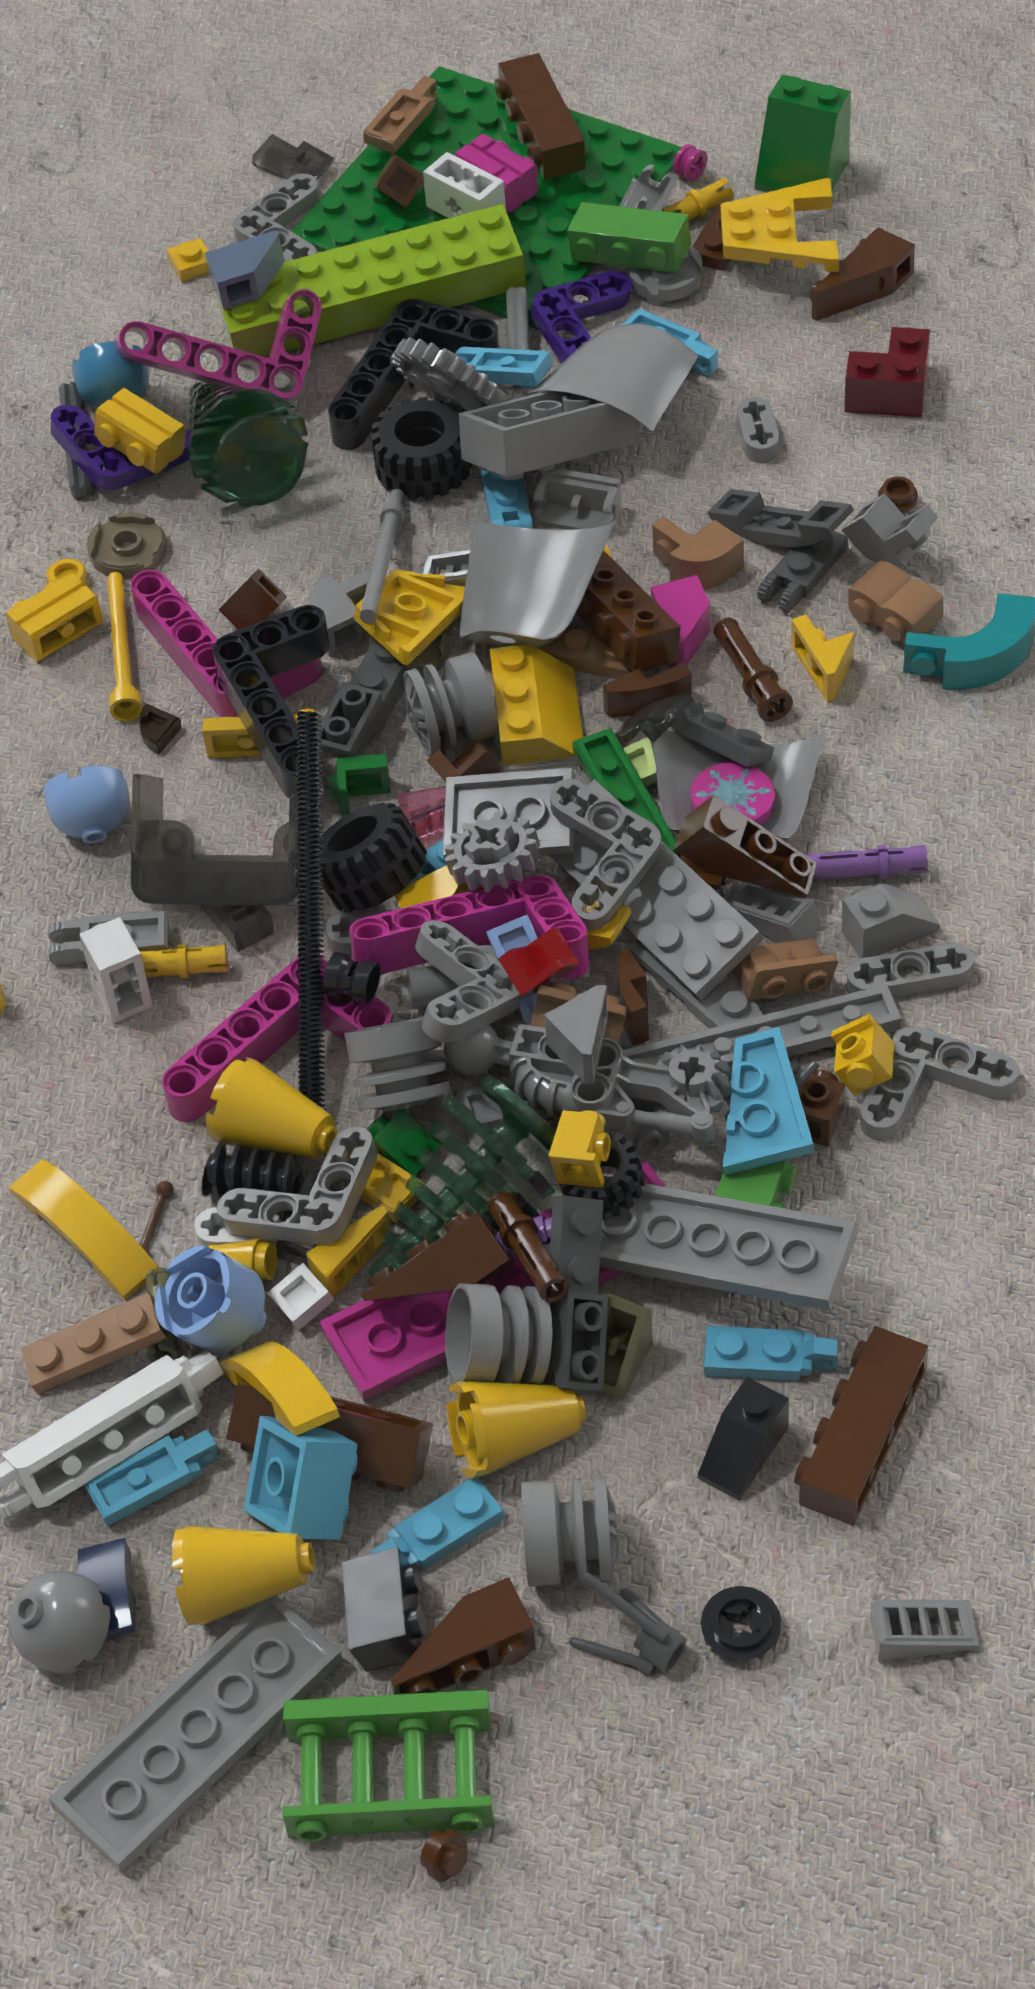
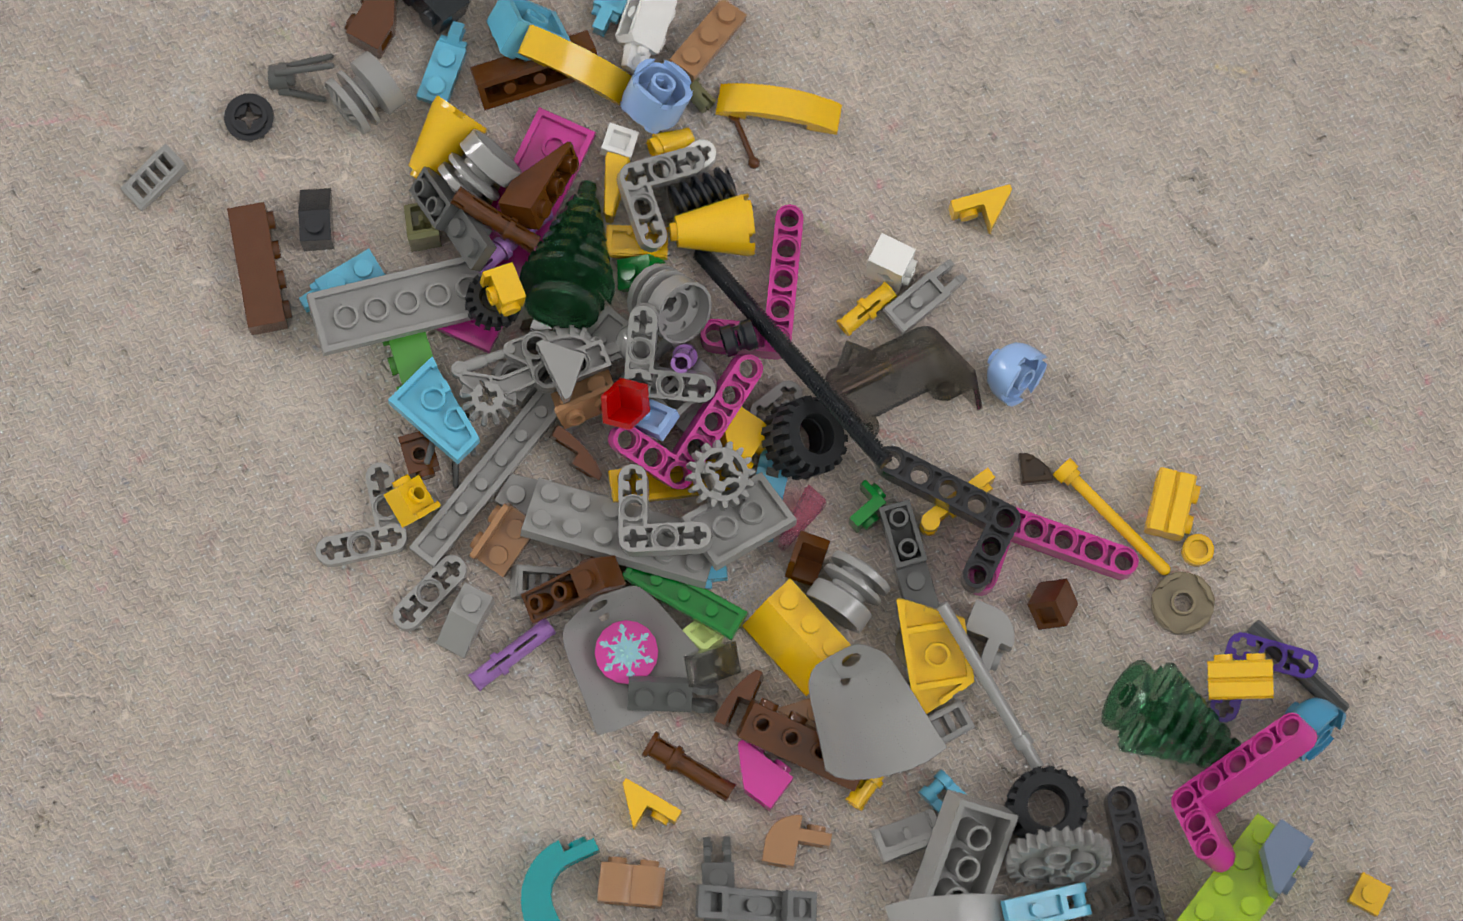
camera: 135 degrees right, 25 degrees up
(434, 973) = (687, 351): none -> medium lavender pin

